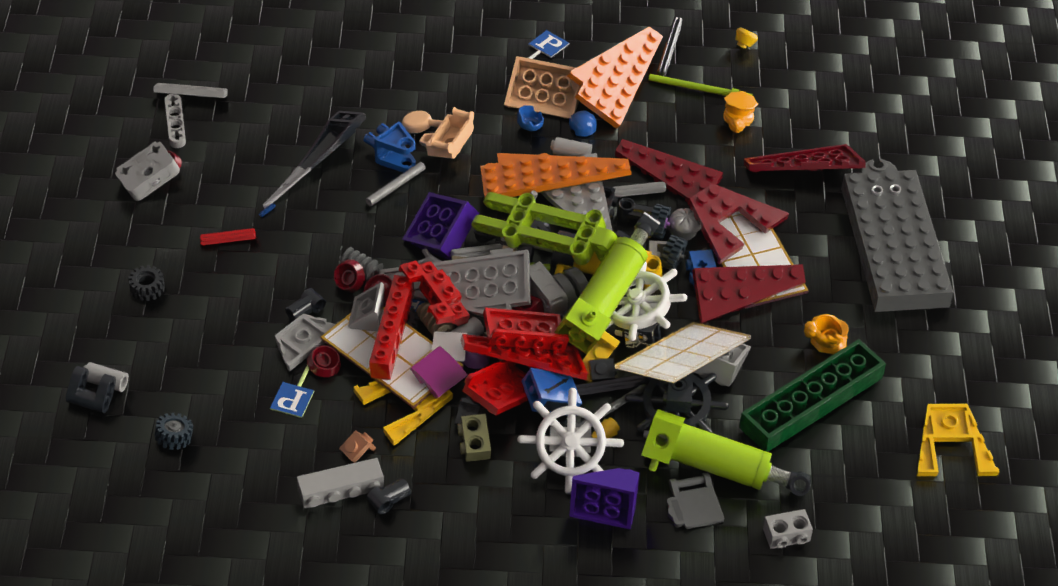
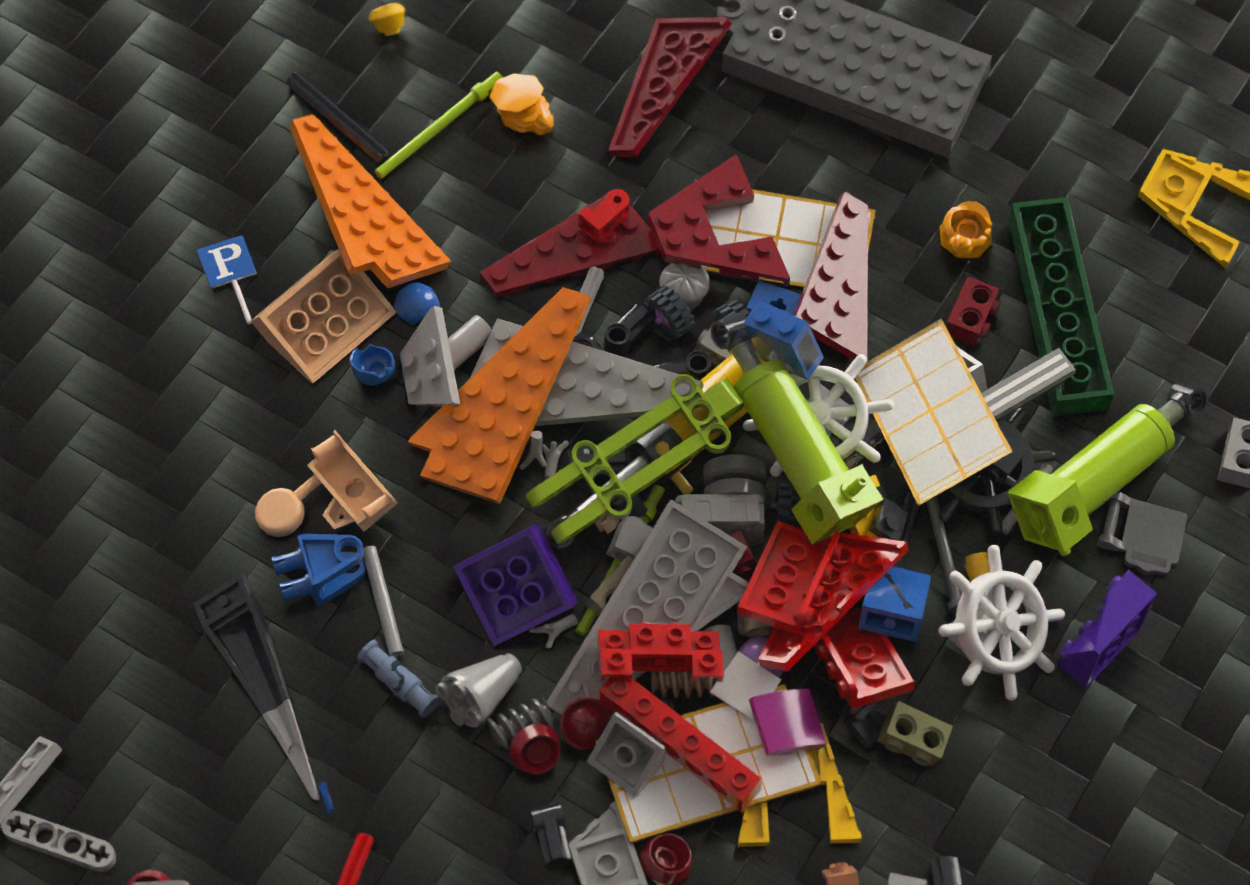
camera: 60 degrees left, 15 degrees up
(353, 206) = (398, 678): none -> sand blue piece
(370, 238) = (478, 688): none -> light grey cone
(475, 251) = (585, 564): light grey axle -> none
(547, 135) = (429, 364): none -> light grey wing
(658, 247) = (784, 338): none -> blue brick
(697, 169) = (605, 216): none -> red leg
(733, 389) = (1028, 383): none -> light grey tile
(775, 358) = (970, 311): none -> dark red brick

